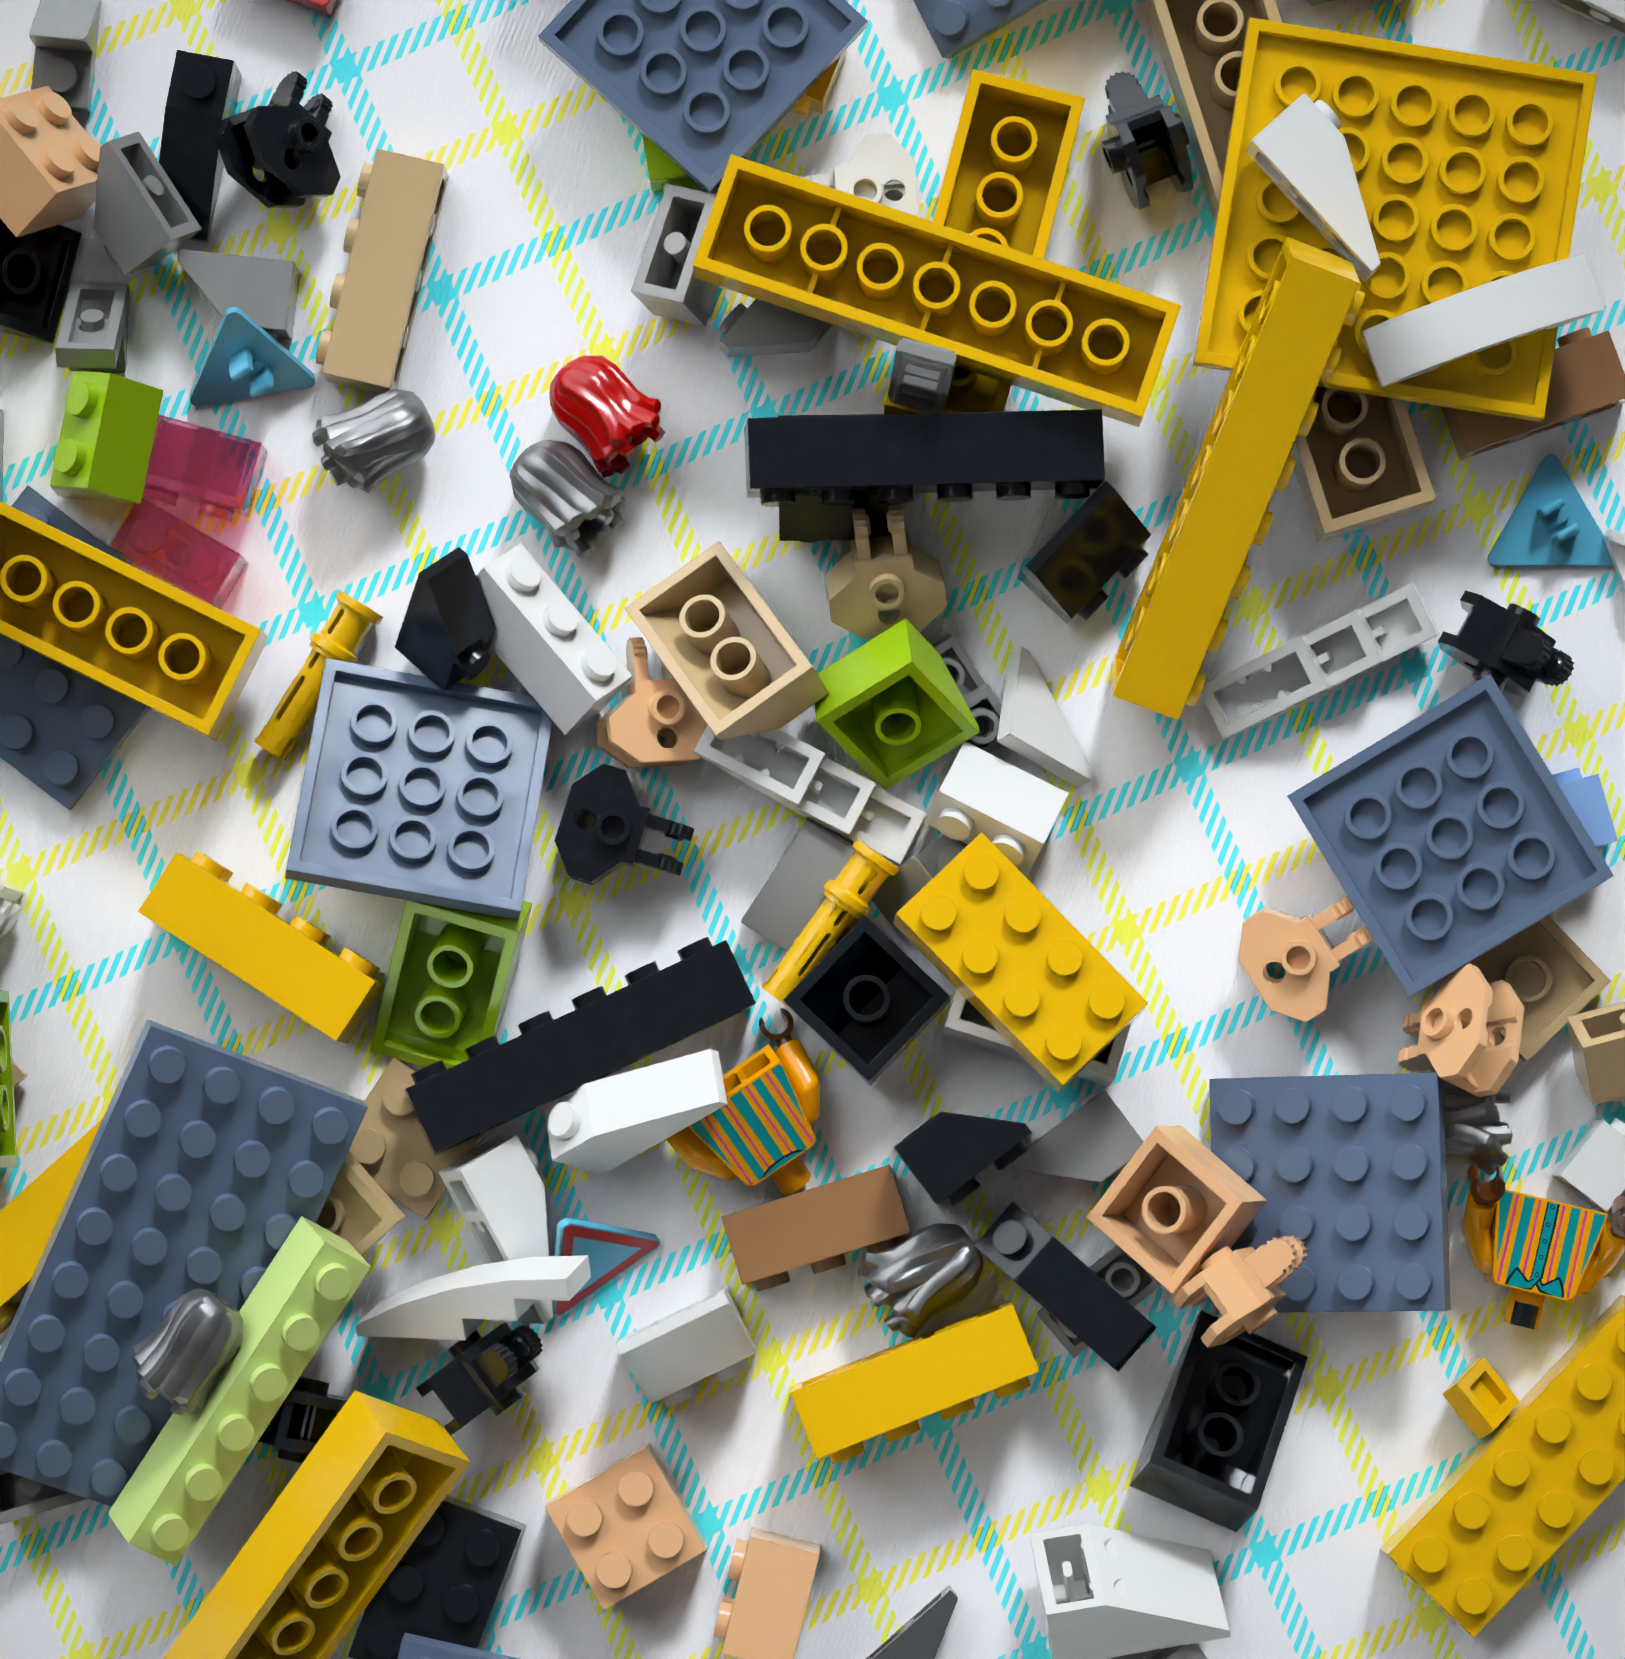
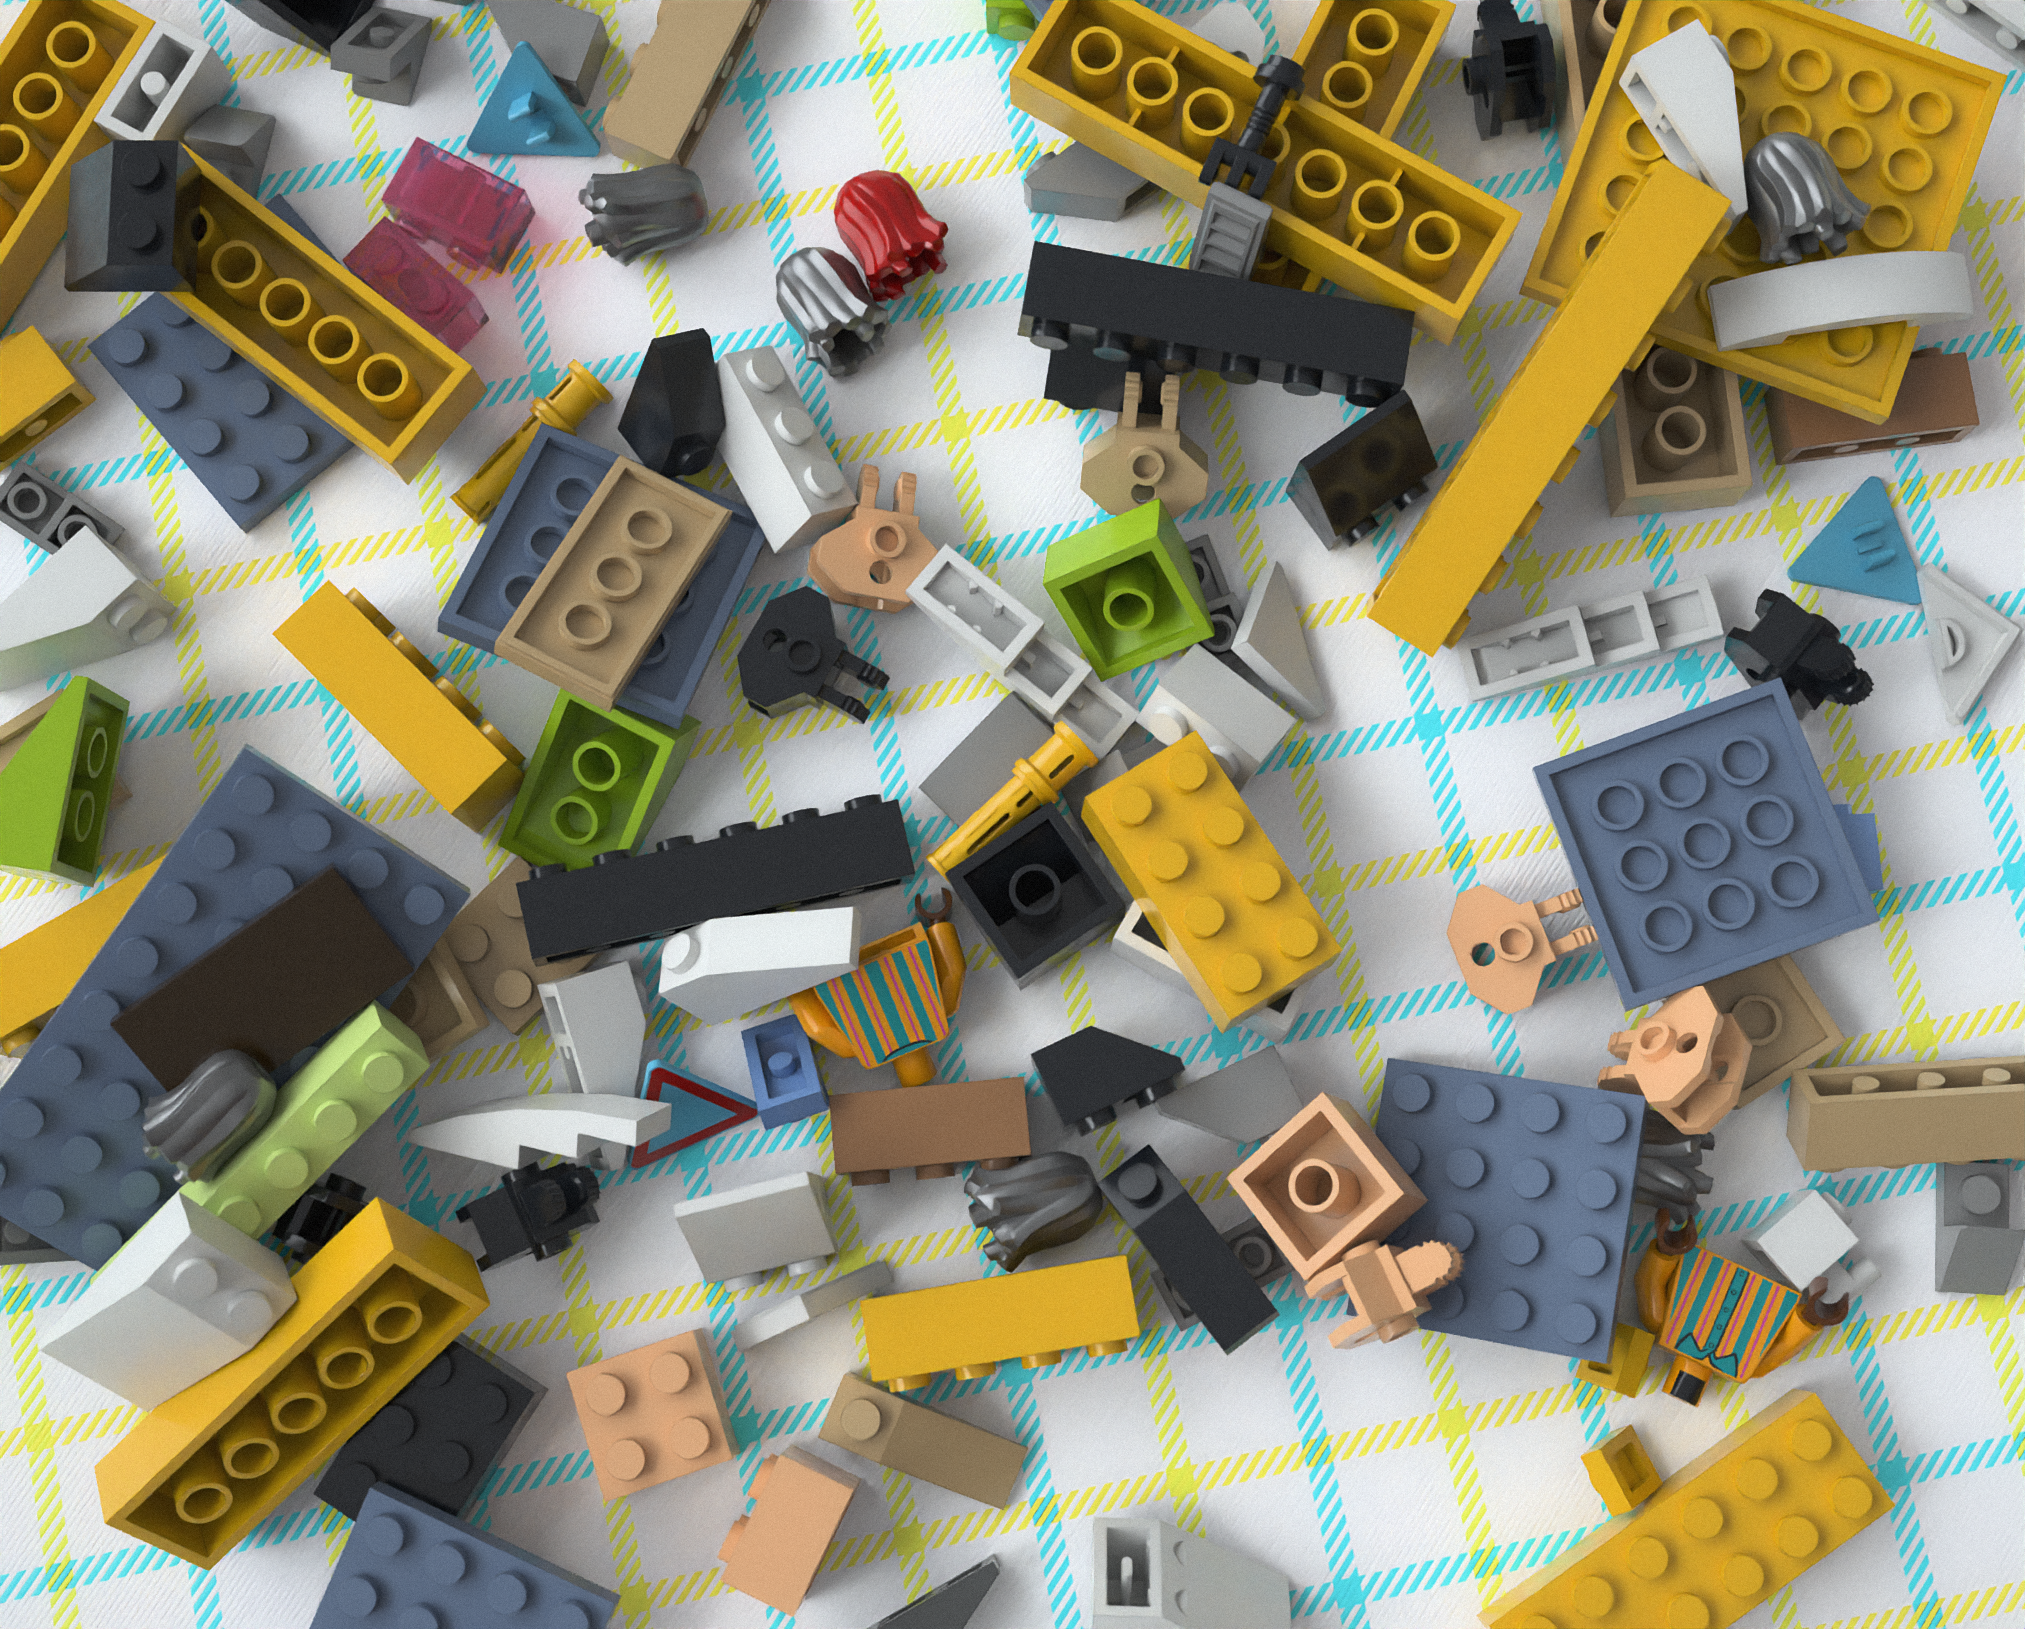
camera: 15 degrees right, 5 degrees down
(105, 438) = (360, 149): lime slope -> none
(200, 1522) = (172, 1306): none -> white slope
(212, 1225) = (268, 983): none -> dark brown tile
(431, 798) = (613, 583): none -> tan tile
(665, 272) = (980, 102): light grey brick -> none
(675, 1203) = (784, 1072): none -> medium blue slope
(726, 647) = (965, 490): tan slope -> none
(743, 1403) = (811, 1304): none -> white tile
(867, 1500) = (922, 1441): none -> tan slope
(939, 231) = (1279, 81): none -> black hinge
(1219, 1425) = (1326, 1441): black slope -> none
(1424, 239) = (1798, 198): none -> flat silver piece
(1467, 1304) = (1627, 1365): none -> yellow plate

